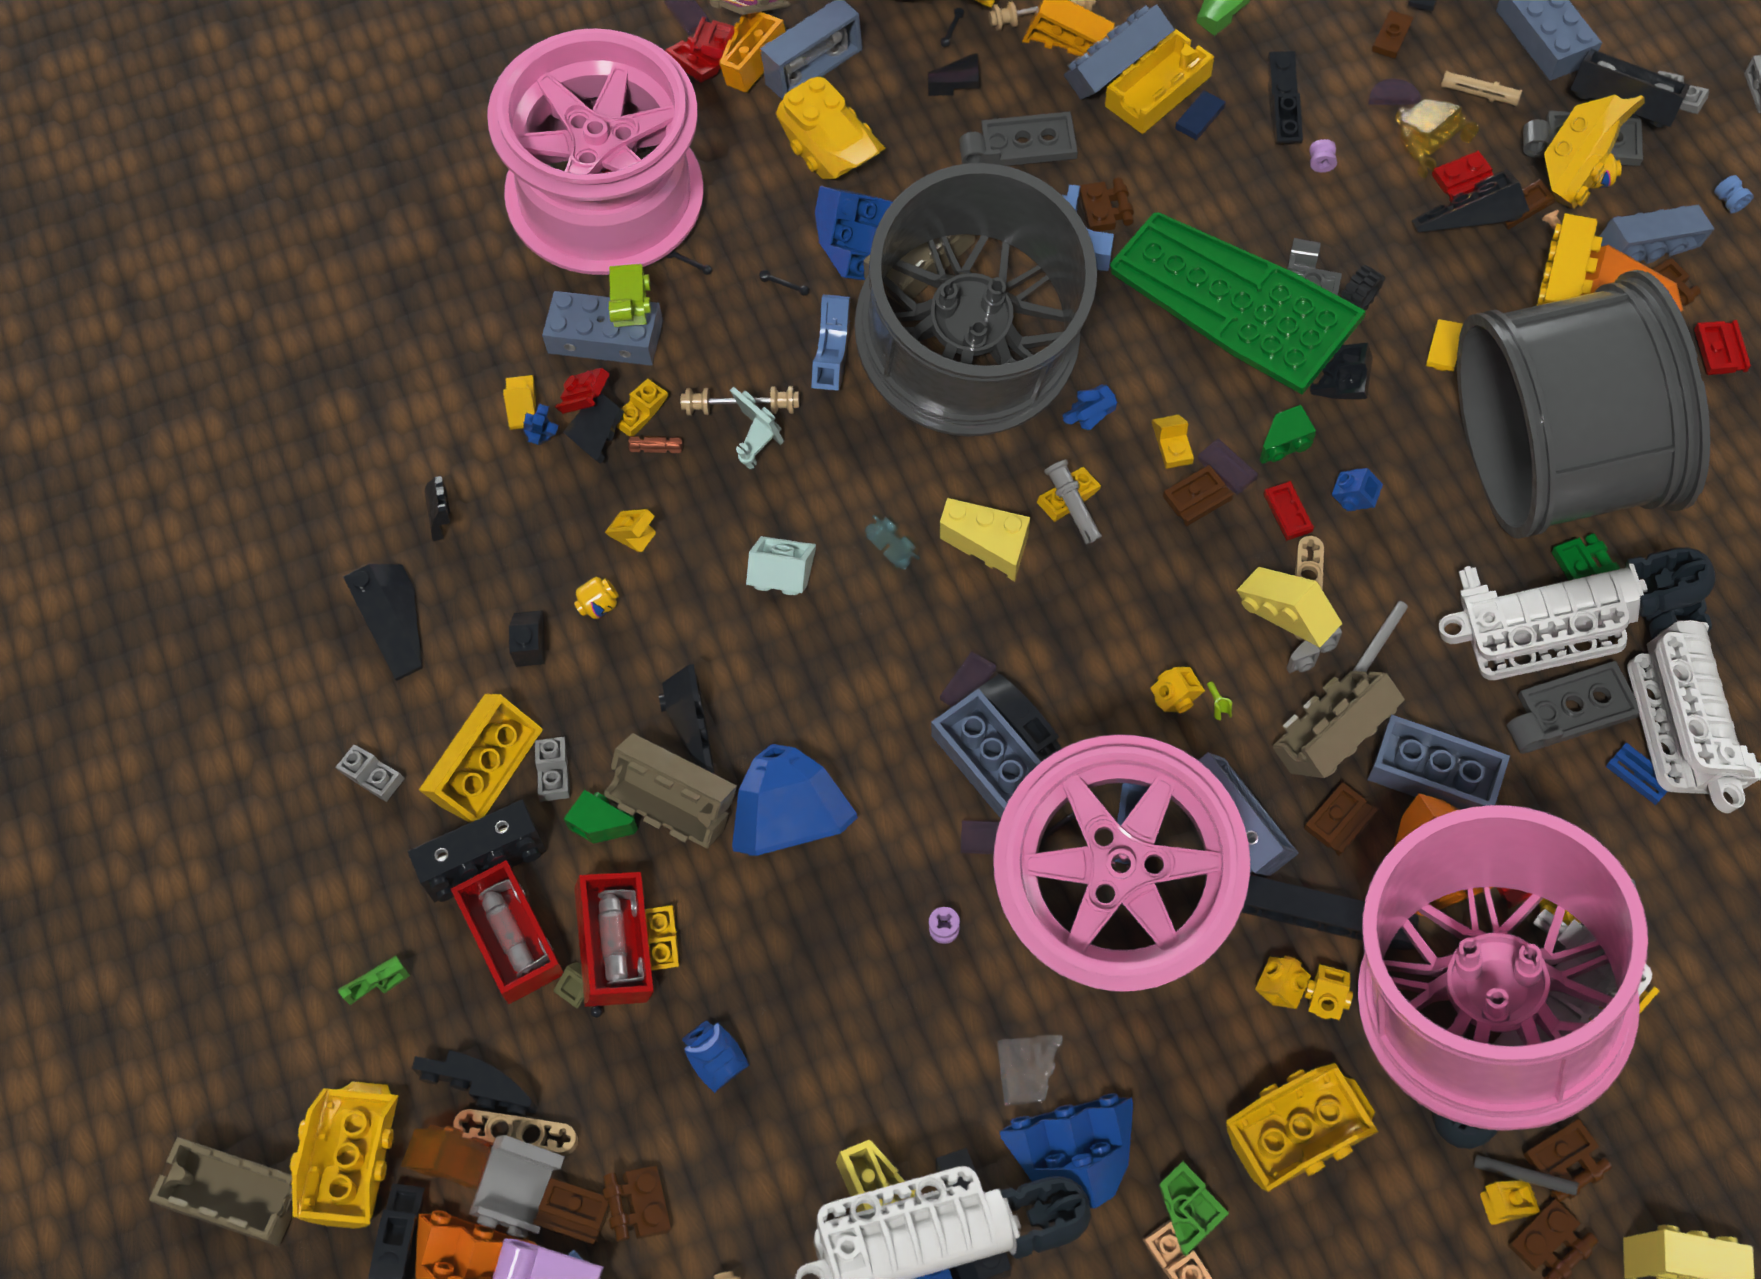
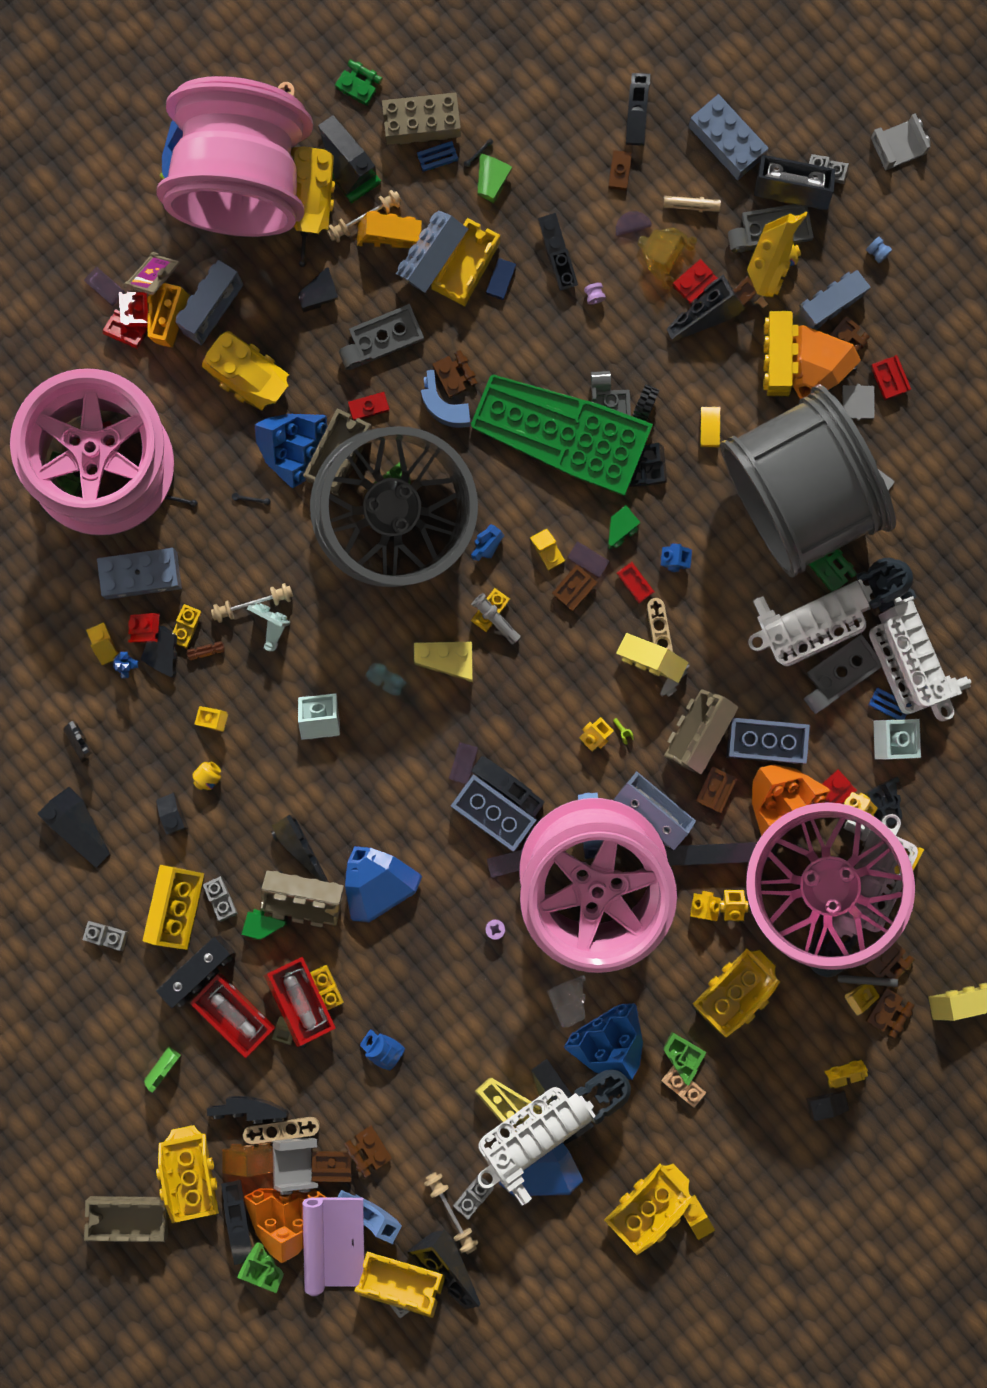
camera: 20 degrees left, 20 degrees up
(628, 295) = (152, 555): lime hinge -> none
(833, 343) = (301, 545): medium blue arch -> none
(1381, 637) = (713, 659): light grey bar -> none
(1644, 819) = (897, 739): none -> light aqua slope

